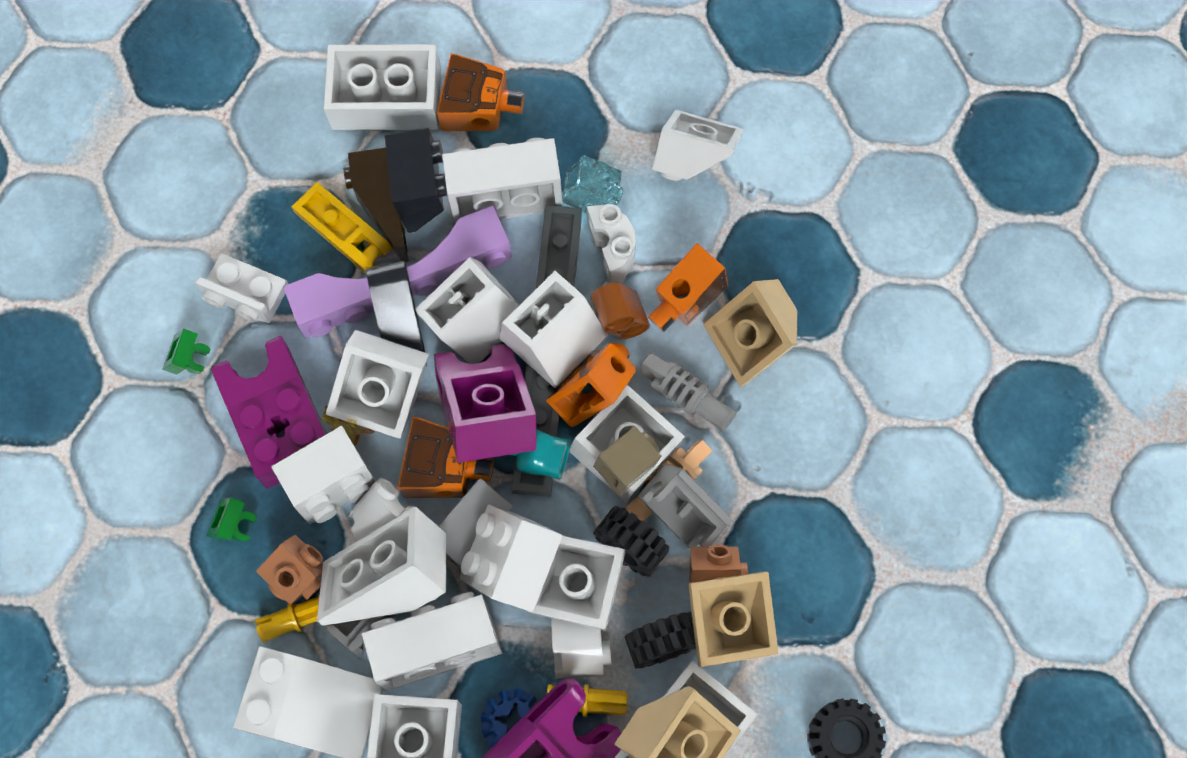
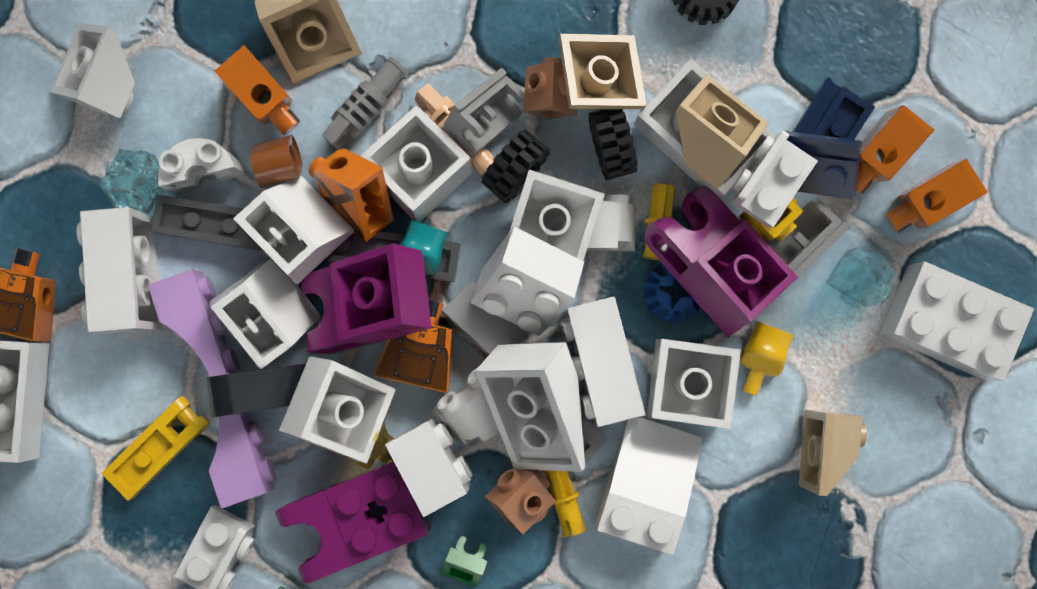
camera: 85 degrees left, 15 degrees up
(371, 184) = (117, 409): dark brown slope -> none
(415, 176) = (107, 364): black slope -> none
(628, 460) = (442, 157): dark tan brick -> none

